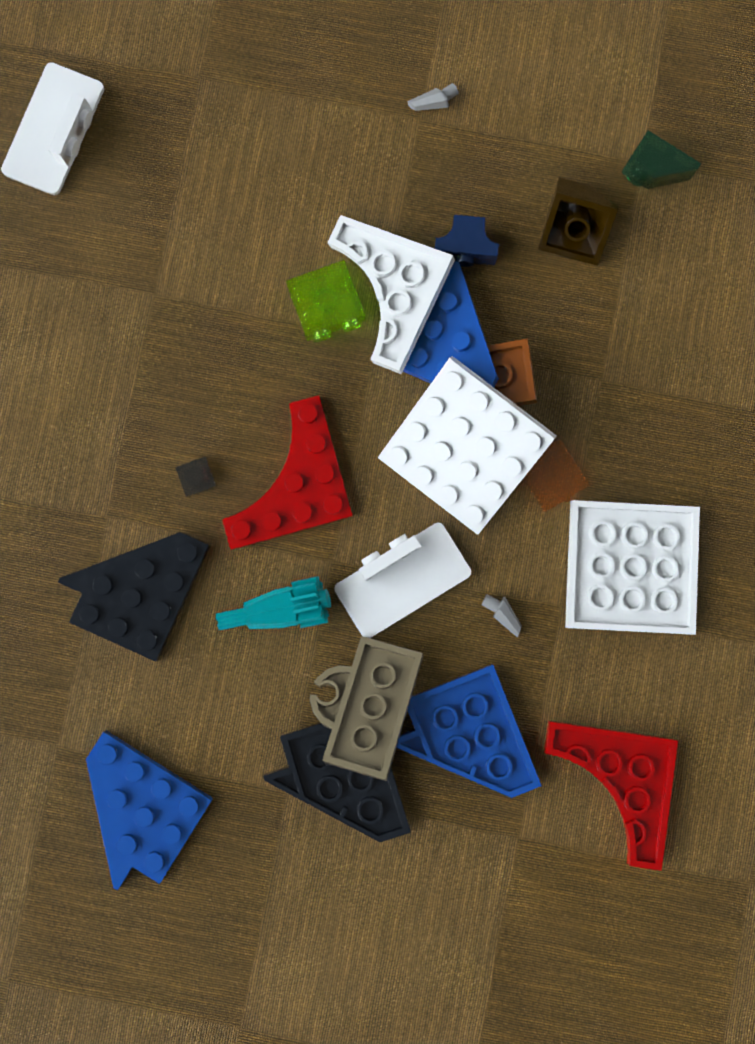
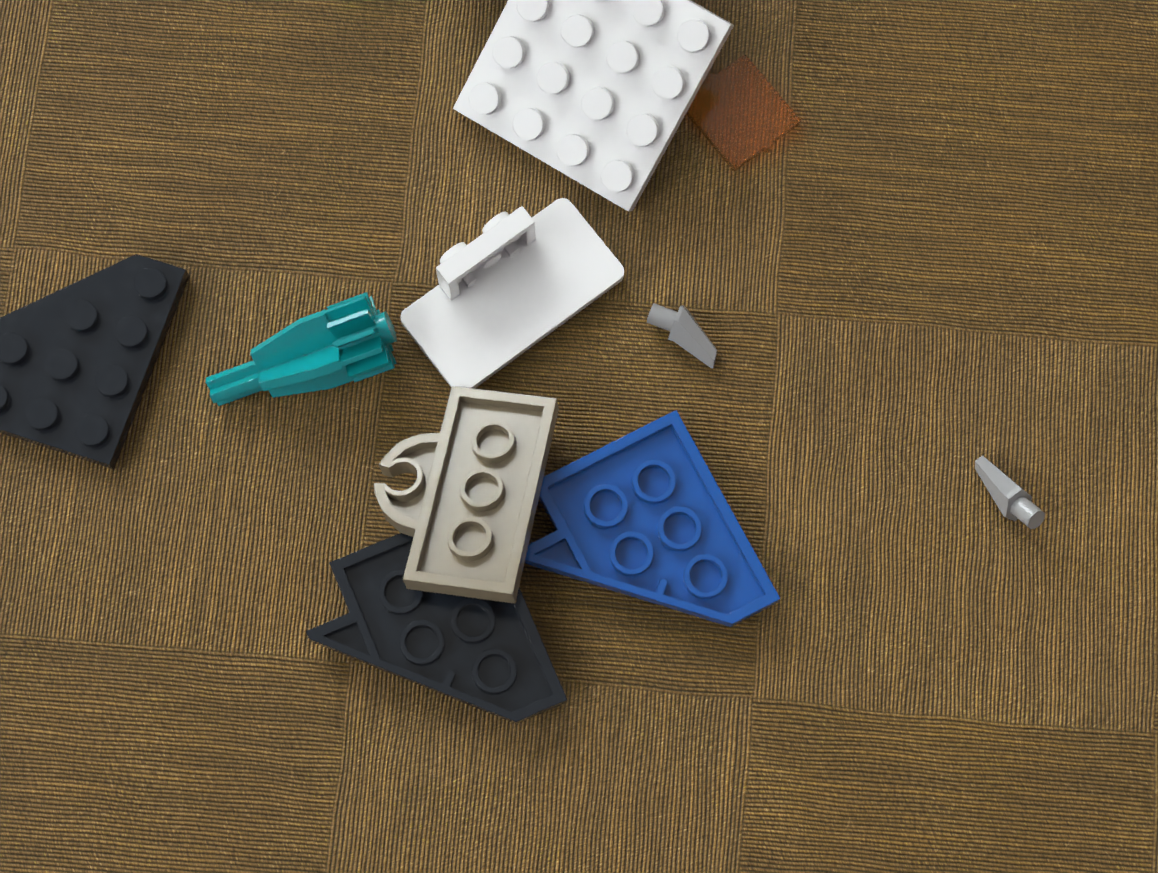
camera: 10 degrees left, 10 degrees down
(141, 809) = (101, 718): blue wing -> none
(196, 477) = (158, 168): clear smoke plate -> none
(305, 492) = (338, 176): red plate -> none
(632, 567) = (887, 237): white plate -> none
(636, 774) = (934, 563): red plate -> none
(684, 734) = (1009, 496): none -> light grey bar

